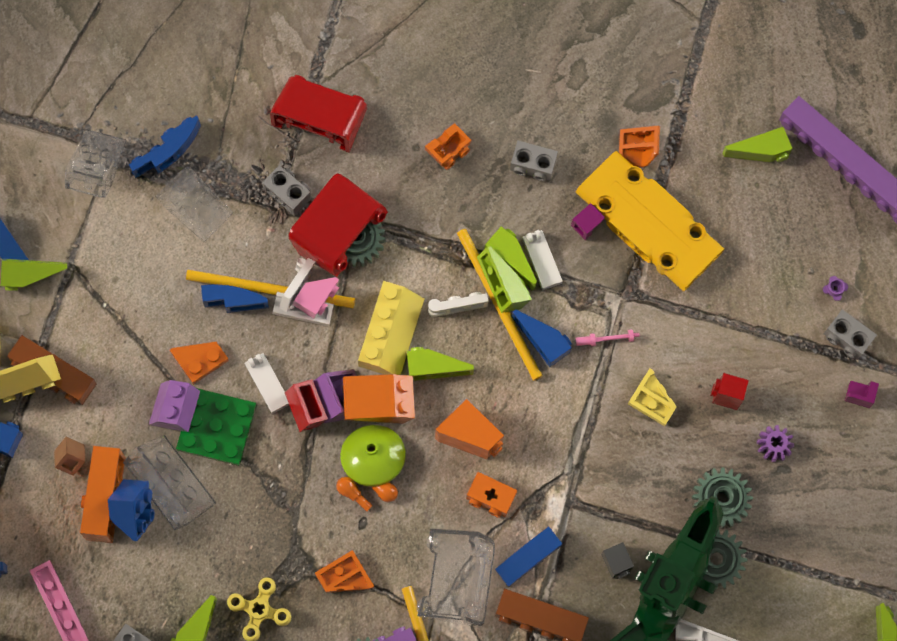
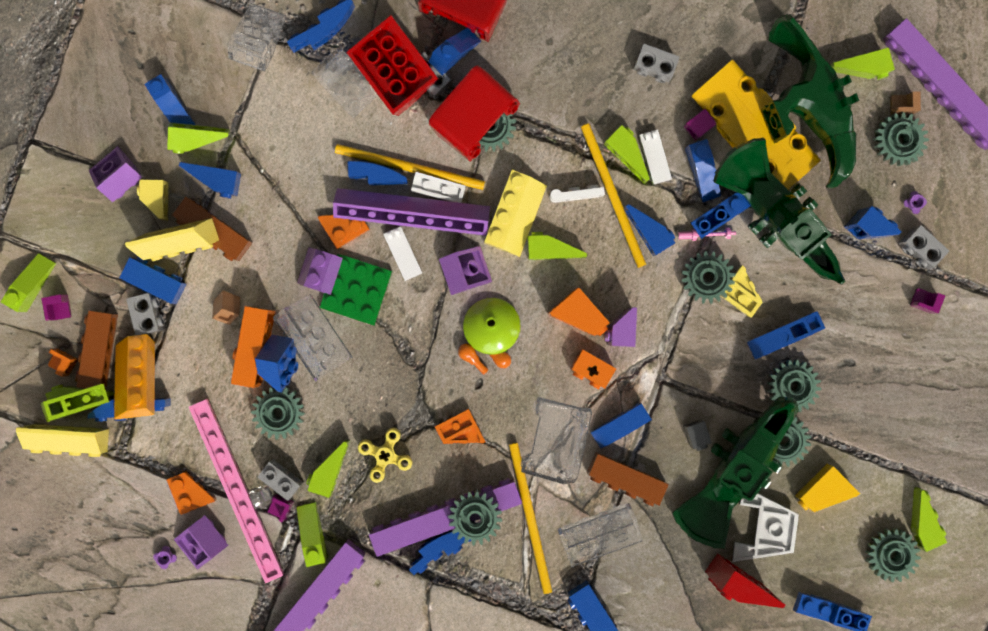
camera: 10 degrees right, 15 degrees up
(59, 317) = (219, 180): none -> blue slope
(123, 560) = (266, 415): none -> sand green gear
(246, 181) = (393, 66): none -> red slope
(274, 335) = (411, 211): none -> medium lavender brick
(304, 273) = (441, 150): white hinge -> none
(306, 405) = (435, 278): red brick -> none
(311, 161) = (453, 50): none -> blue slope
(314, 295) = (449, 178): bright pink slope -> none
(379, 398) = (500, 277): orange slope -> none
(449, 146) = (580, 43): orange cylinder -> none
(504, 282) = (619, 176): lime slope -> none
(520, 450) = (623, 329): none -> medium lavender slope
(596, 269) = (703, 169): none -> blue slope
(616, 396) = (713, 266): none -> sand green gear
(626, 309) = (720, 214): none -> blue slope
(639, 145) = (754, 54): orange slope -> none
(683, 303) = (790, 222): none -> dark green animal
(706, 440) = (786, 335): none -> blue slope
(708, 183) = (816, 99): none -> dark green animal
(729, 391) = (812, 293): red brick -> none
(772, 613) = (825, 490): none -> yellow slope
(781, 449) = (838, 343): medium lavender gear -> none
(788, 314) = (871, 224): none -> blue slope
(811, 185) = (906, 103): none -> medium nougat panel
(812, 209) = (912, 136): none -> sand green gear

